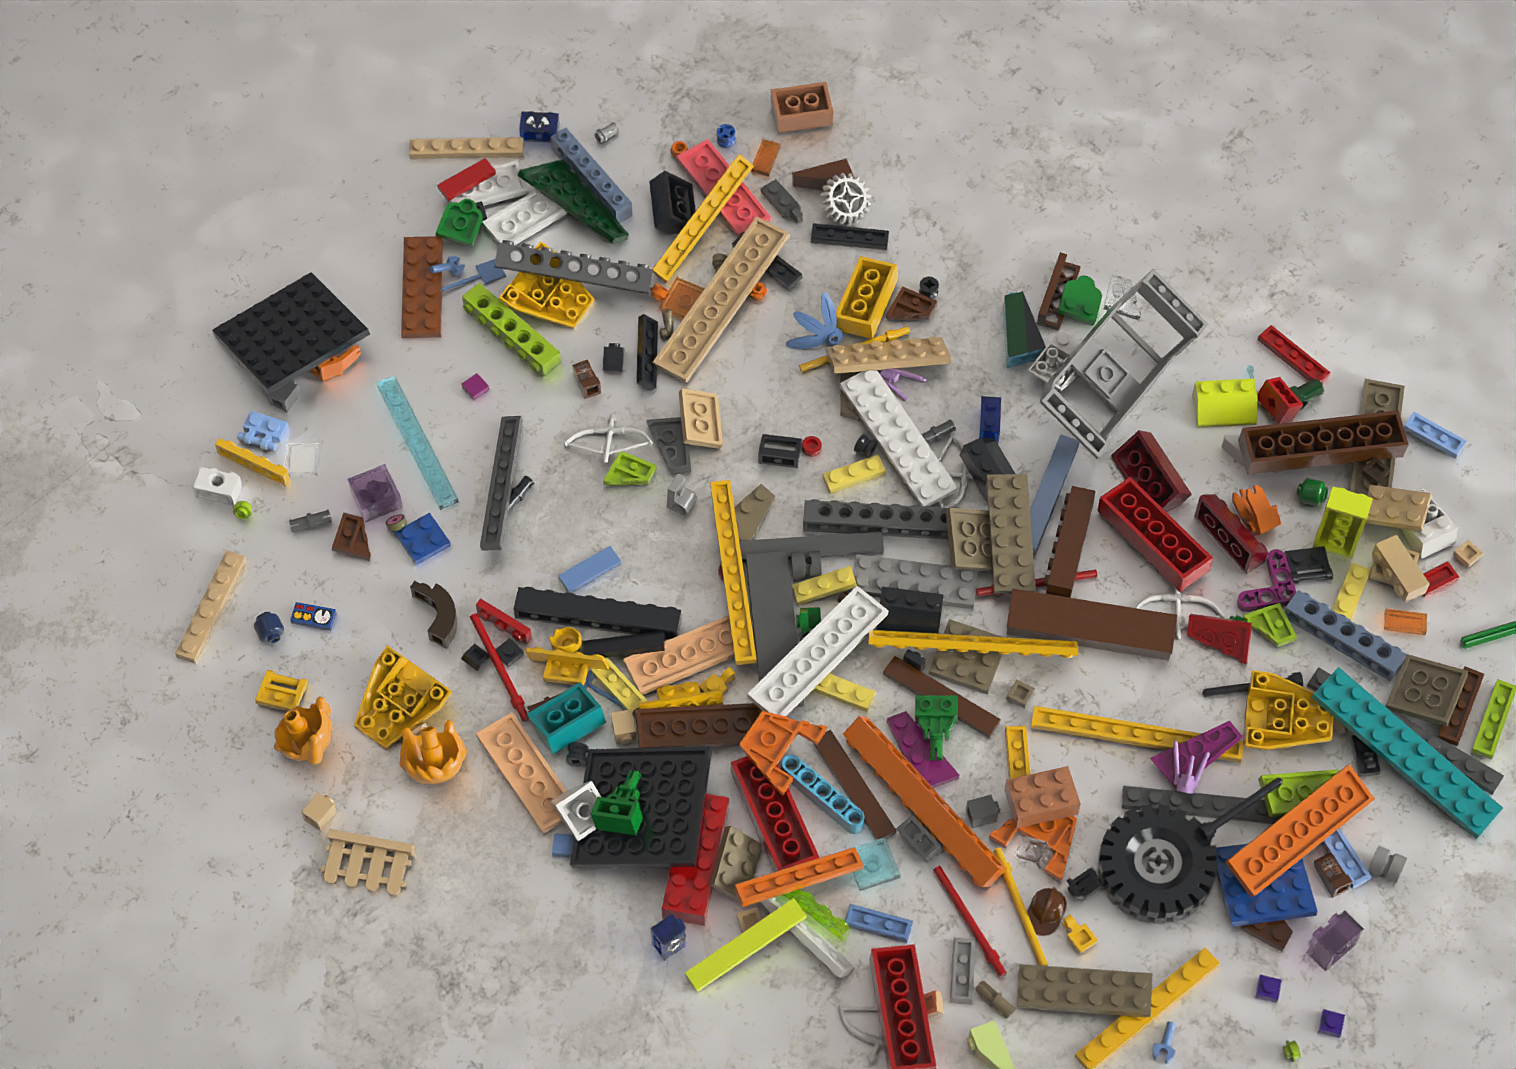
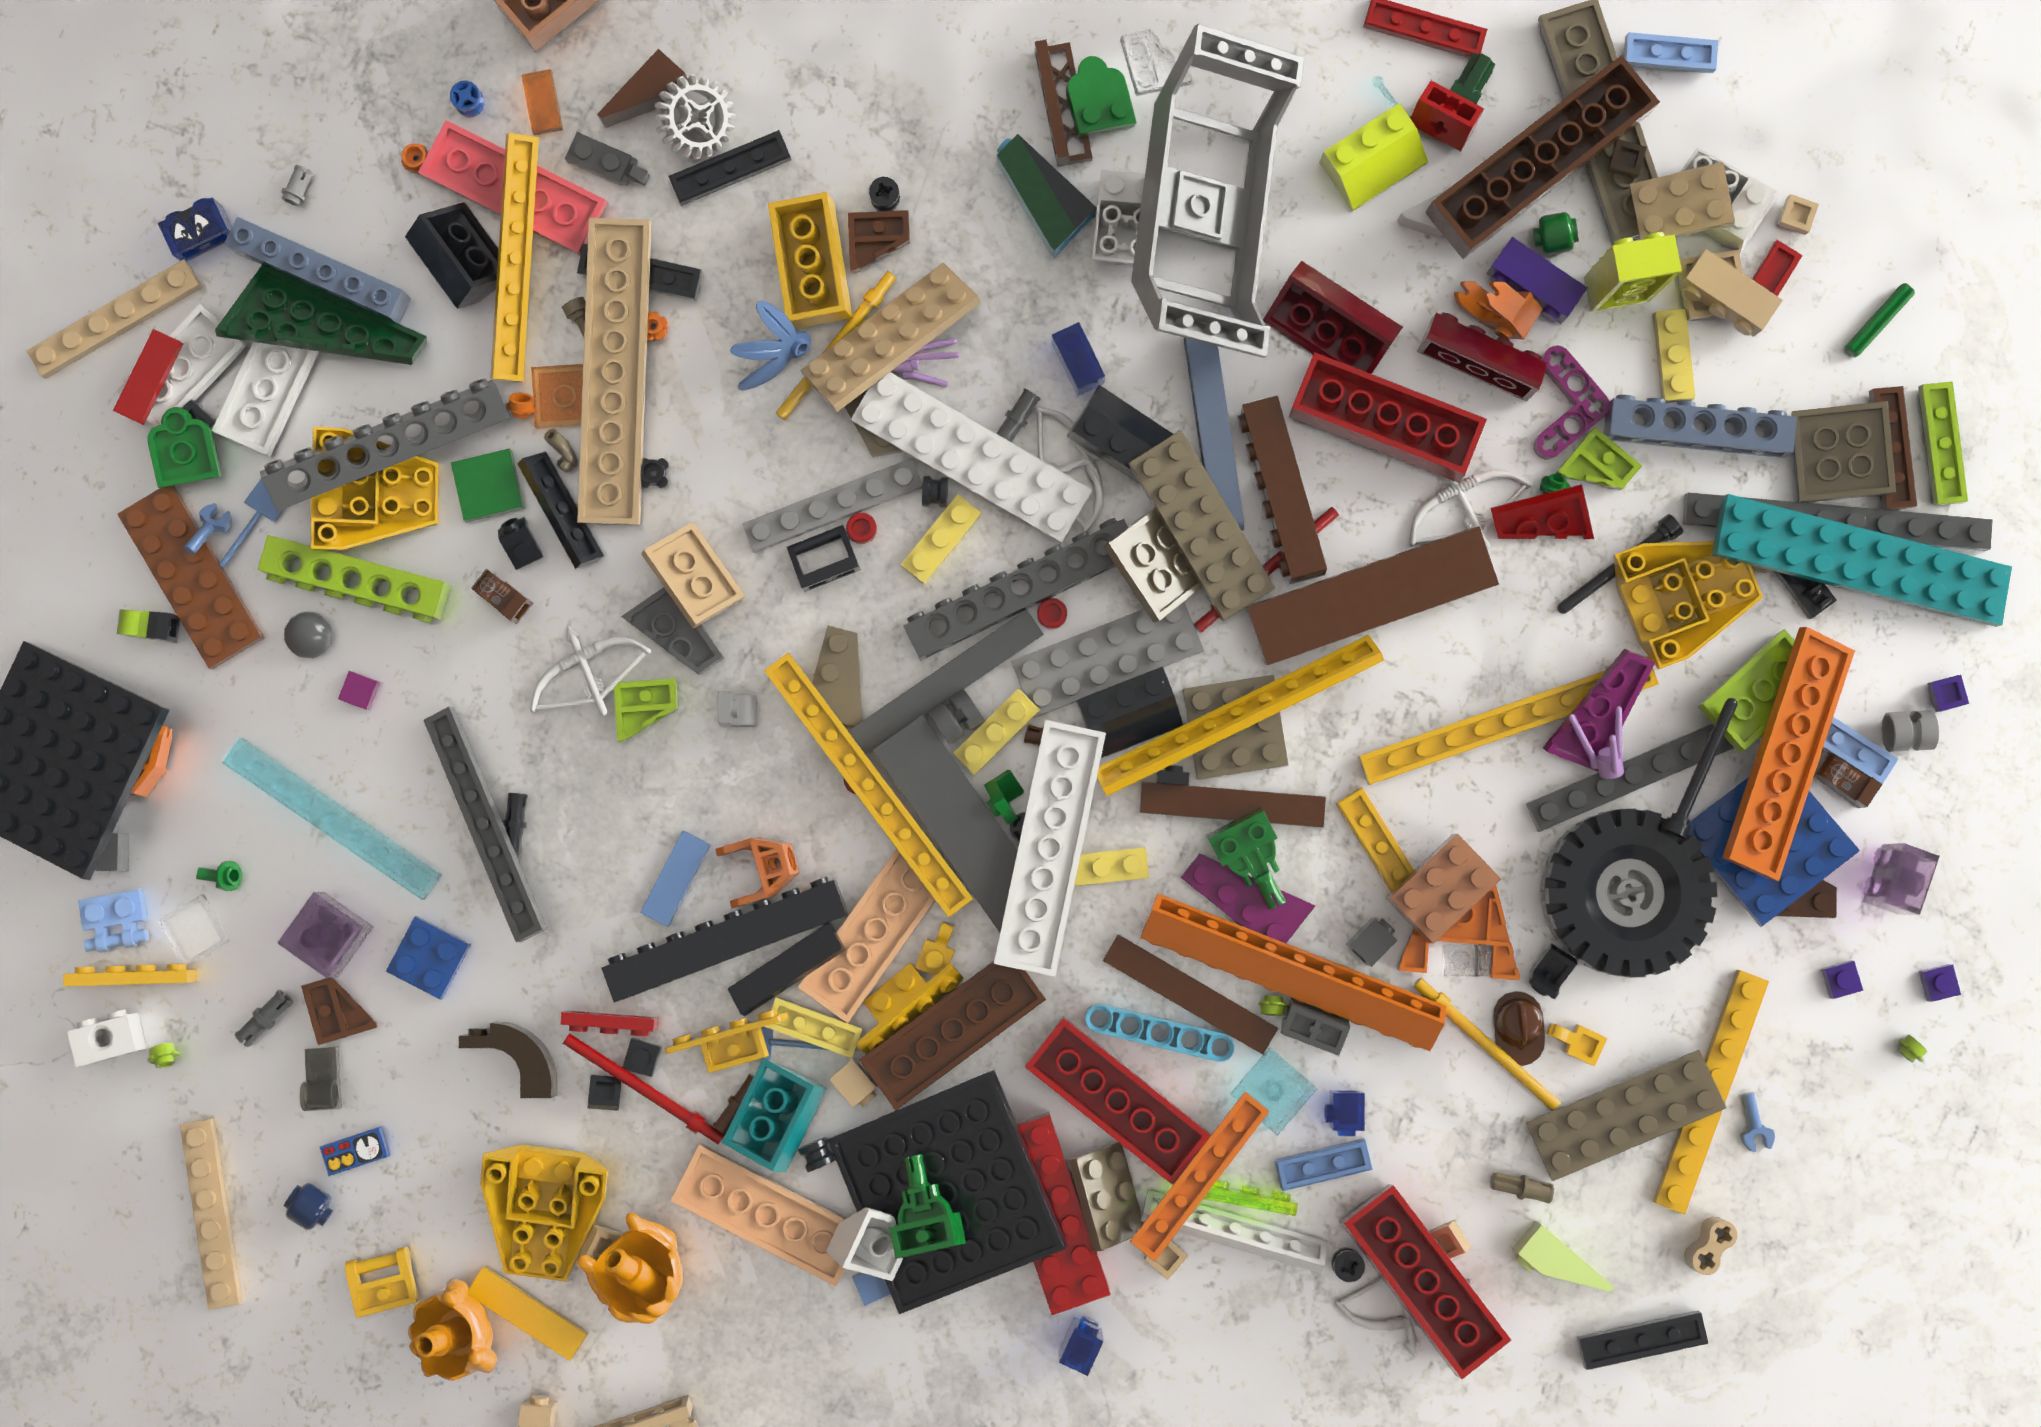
camera: 25 degrees left, 25 degrees up
(317, 573) = (322, 1081): none -> clear smoke plate
(338, 440) = (227, 876): none -> green plate
(353, 754) = (527, 1313): none -> yellow tile
(383, 297) = (148, 625): none -> leg
(396, 522) = (379, 957): olive tile -> none
(466, 345) = (307, 634): none -> dark grey hair
(566, 639) = (707, 1004): yellow hair -> none
(614, 322) = (487, 485): none -> green tile
(652, 584) = (772, 876): none -> orange piece
(711, 356) = (653, 465): none -> black plate
(745, 944) = (1181, 1296): neon yellow tile -> none
(769, 741) = (1061, 1015): orange wing -> none
(801, 426) = (832, 505): none -> light grey plate
(859, 991) = (1344, 1259): none -> black wheel
(895, 543) = (1052, 613): none -> red tile
(899, 816) = (1273, 1006): none -> lime plate
(910, 897) = (1346, 1112): none -> clear blue brick
(962, 971) = (1460, 1168): light grey tile -> none
(990, 955) = (1485, 1130): red bar -> none
(1020, 693) = (1331, 745): dark tan plate -> none
(1294, 519) = (1532, 273): none -> dark purple brick
(1309, 559) = (1596, 337): black plate -> none
(1405, 621) = (1764, 360): clear orange tile -> none
(1424, 858) = (1948, 693): none -> dark purple plate

